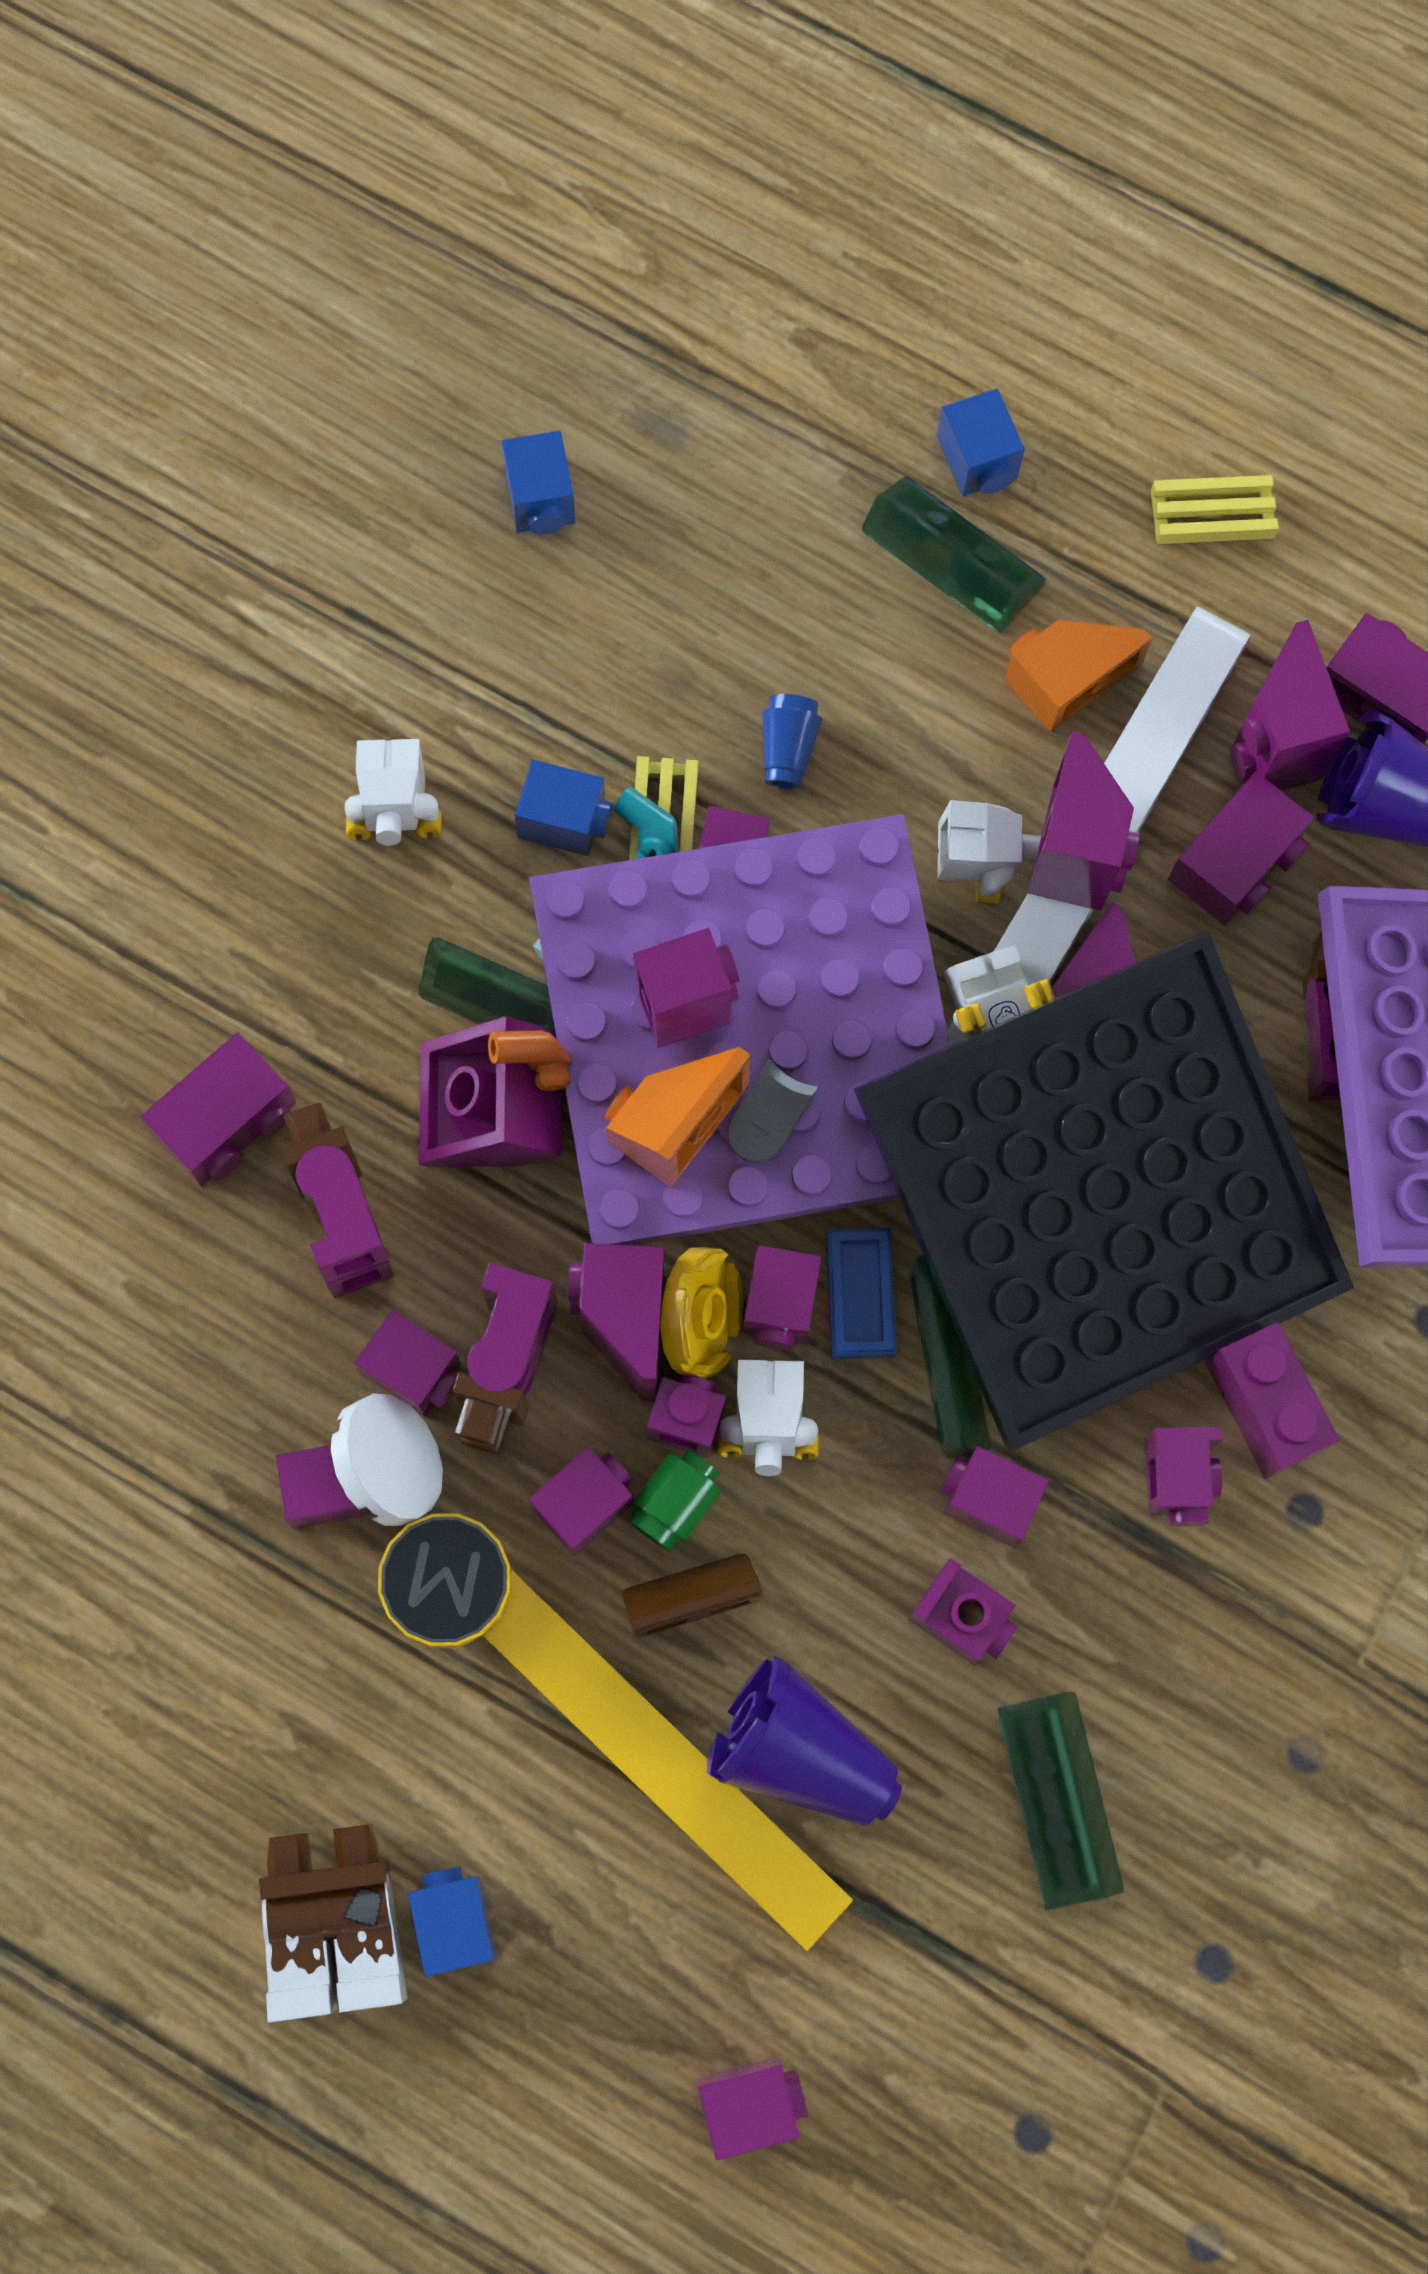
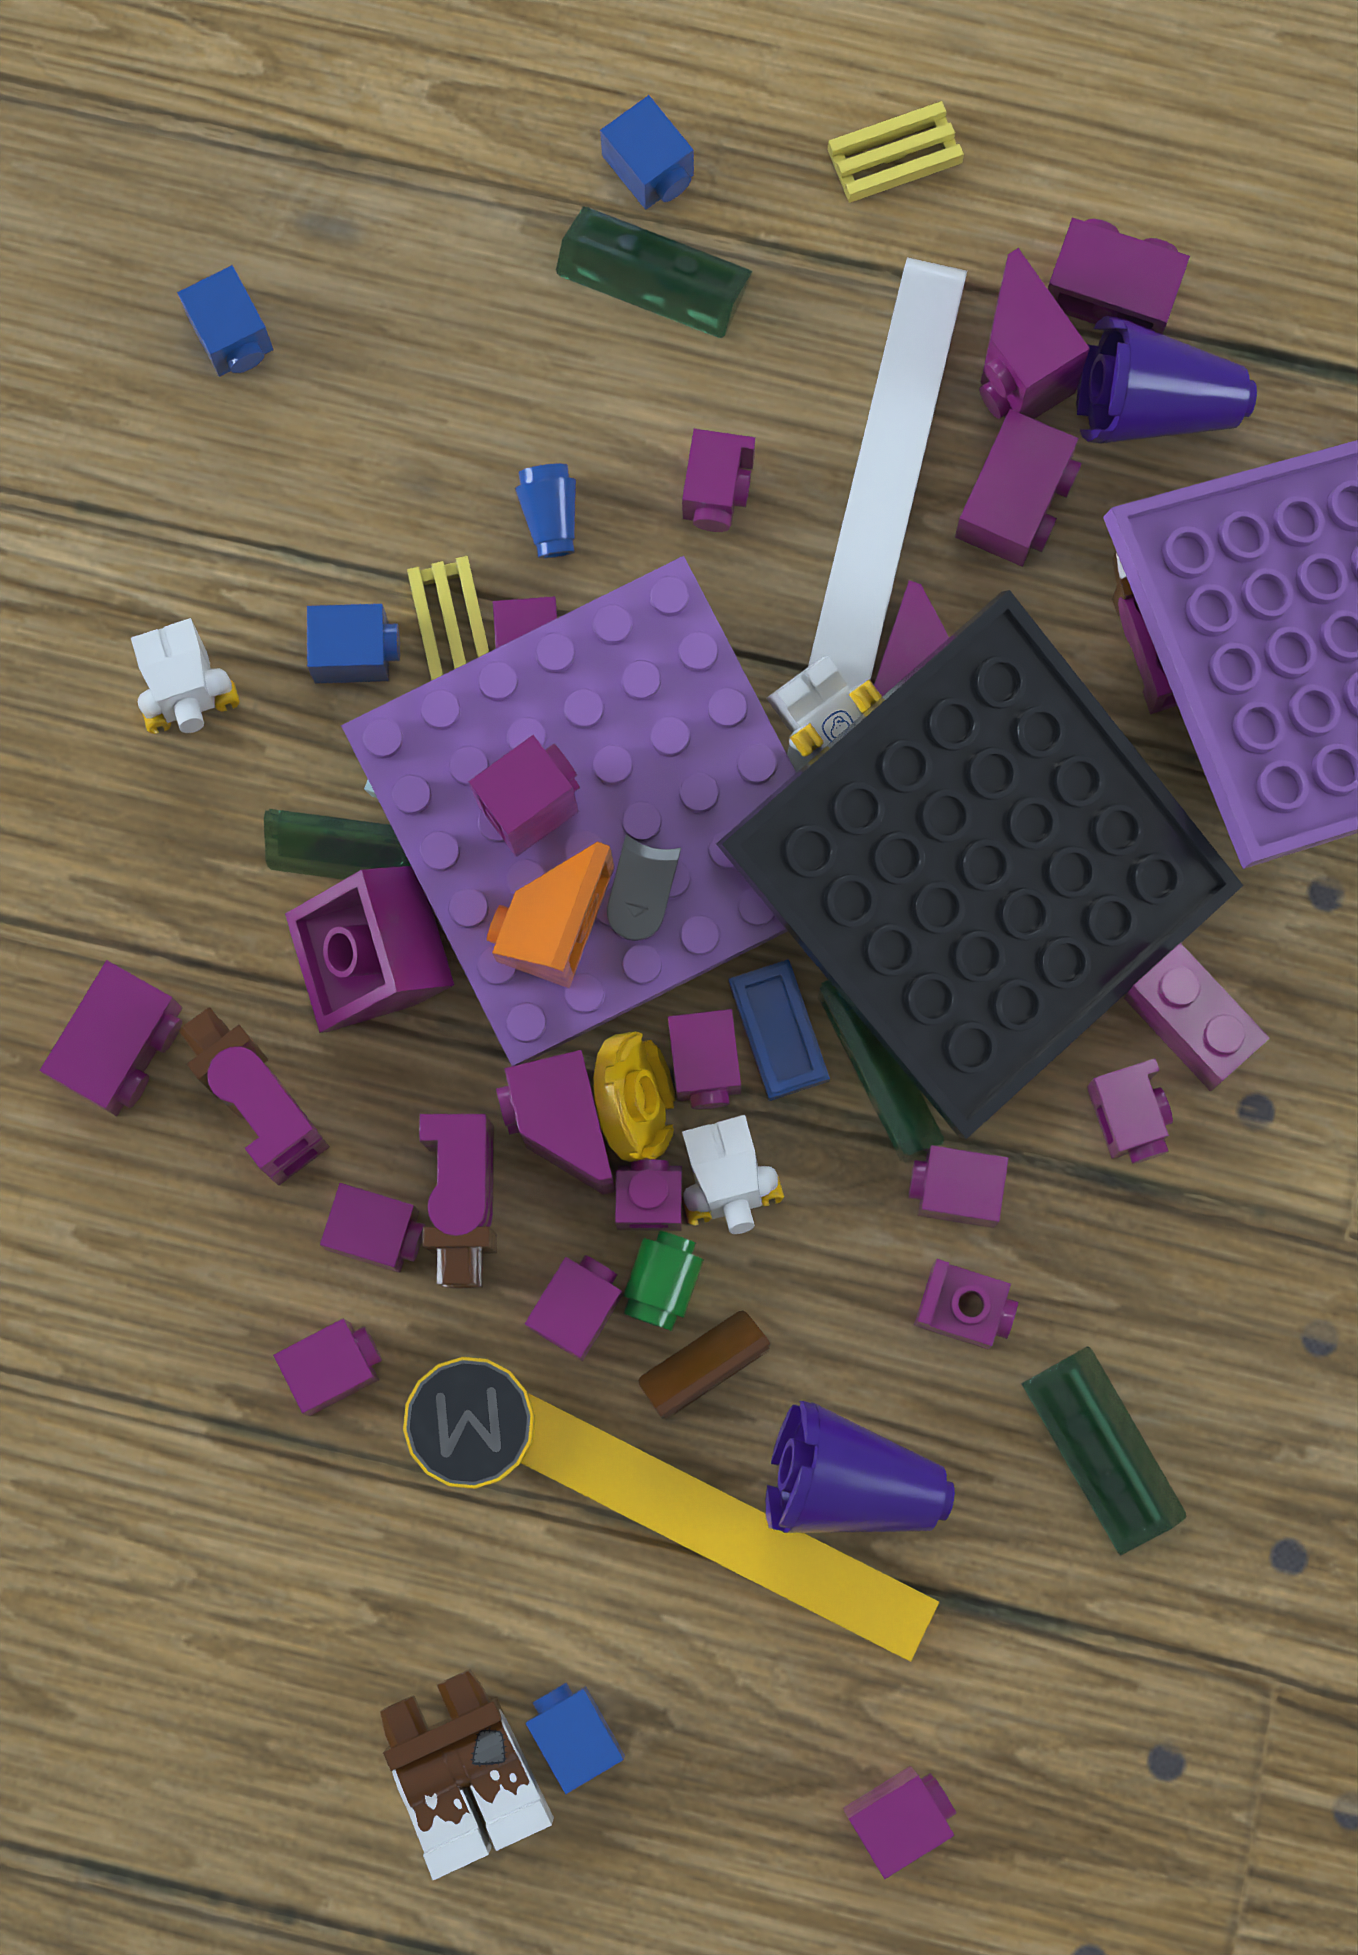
camera: 10 degrees left, 5 degrees up
(387, 1459) = (379, 1326): white tile -> none
(536, 1049) = (402, 894): orange arm -> none
(655, 826) = (446, 634): teal arm -> none
(957, 755) = (716, 479): none -> magenta brick
(983, 846) = (769, 560): white piece -> none
(1072, 665) = (801, 353): orange slope -> none
(1084, 832) = (863, 524): magenta slope -> none

